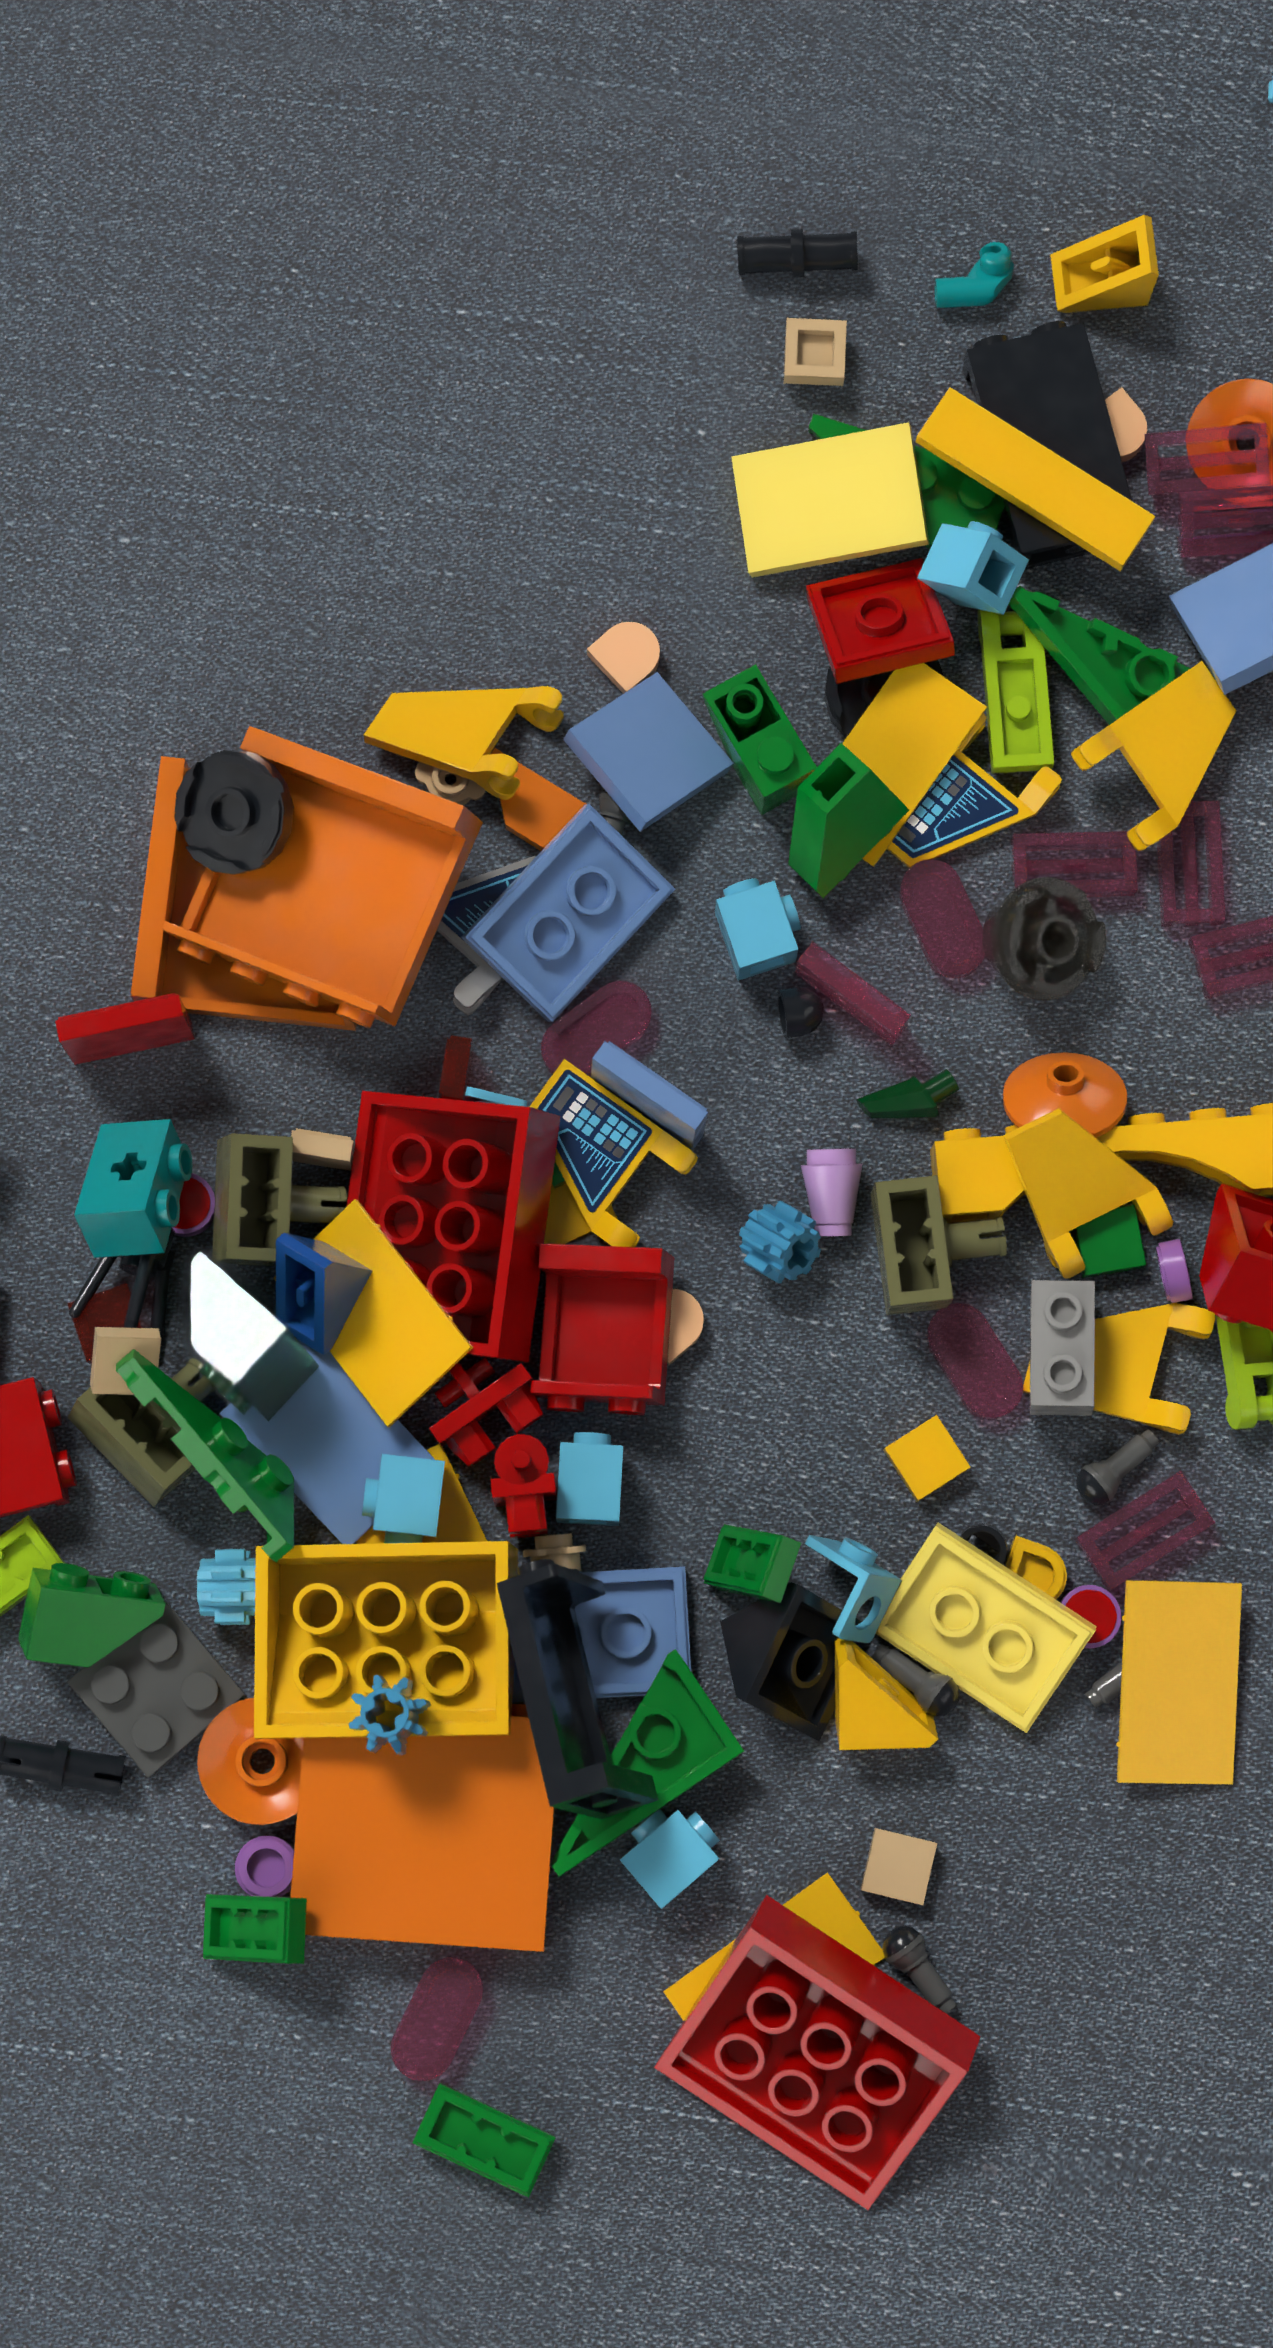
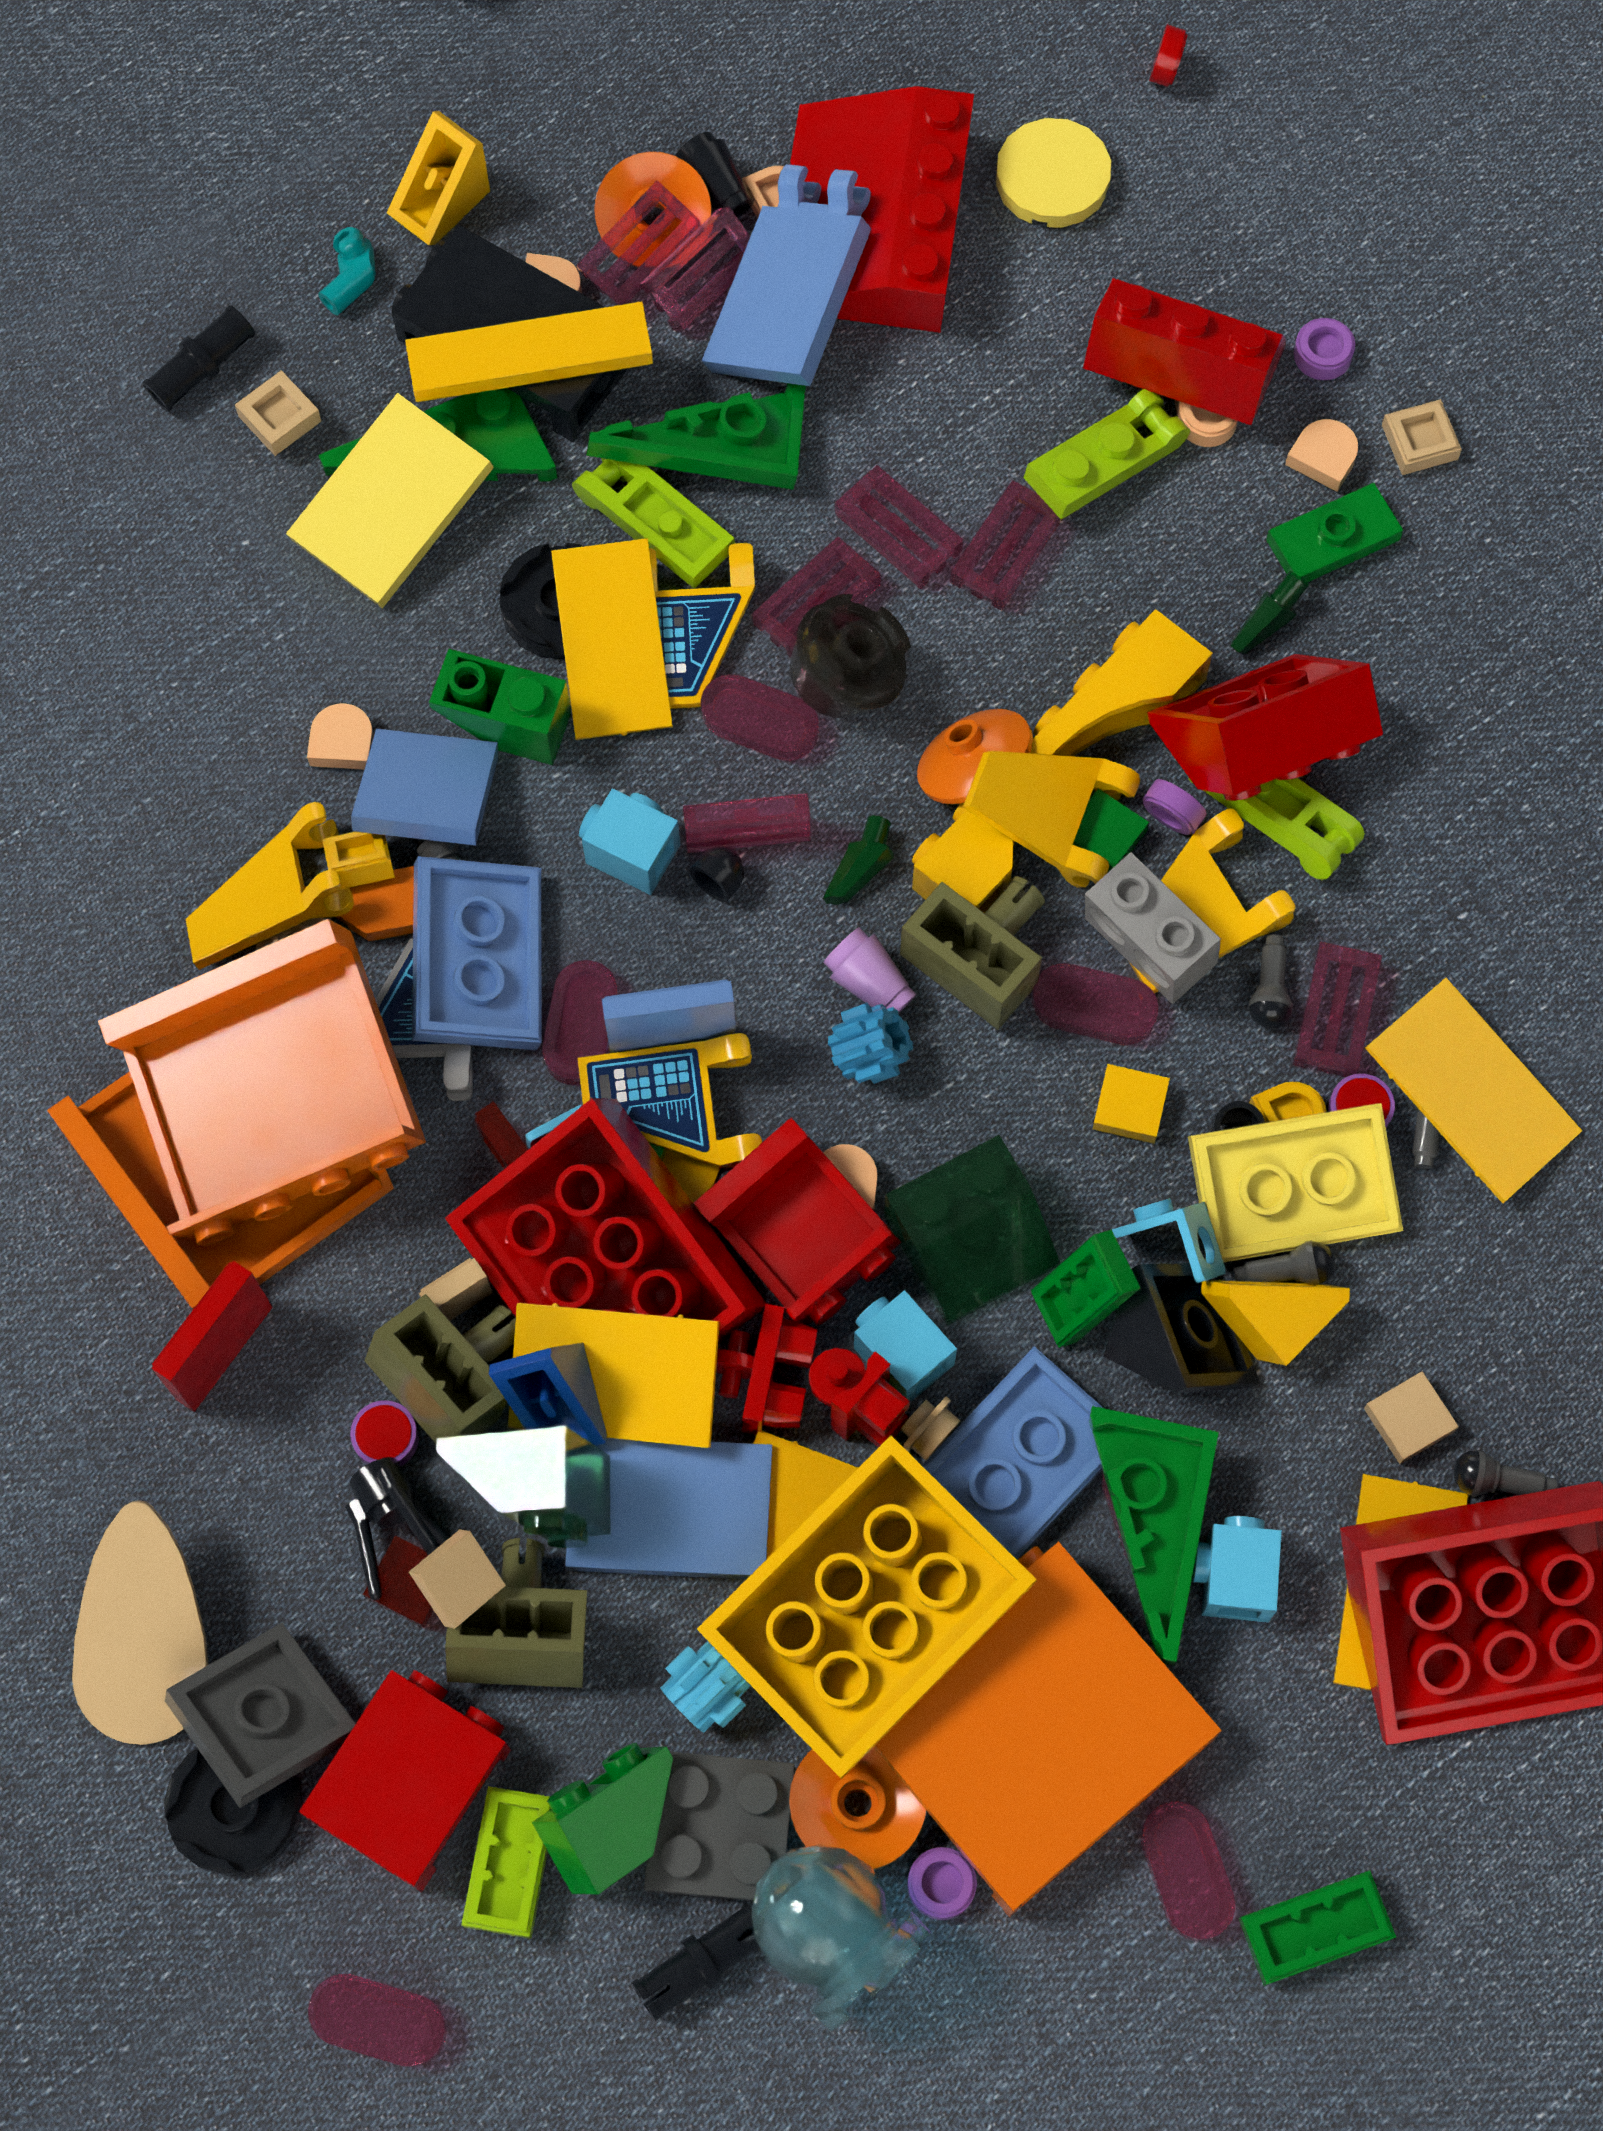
camera: 40 degrees left, 10 degrees down
(133, 1188) = (335, 1449): teal brick -> none
(156, 1824) = (829, 1927): none -> clear light blue tile
(221, 1454) = (599, 1581): green wing -> none
(234, 812) = (146, 1096): black tile -> none
(254, 1928) = (983, 1933): green plate -> none
(374, 1705) = (928, 1629): dark azure gear -> none
(405, 1498) = (774, 1486): medium azure brick -> none
(549, 763) = (358, 858): none -> yellow tile
(561, 1692) = (1133, 1559): black panel -> none
(720, 1445) = (971, 1229): none -> clear green slope
(839, 819) = (617, 704): green slope -> none
(879, 621) = (509, 549): red tile -> none
(973, 567) = (544, 448): medium azure brick -> none
(1167, 745) = (804, 453): yellow flag -> none

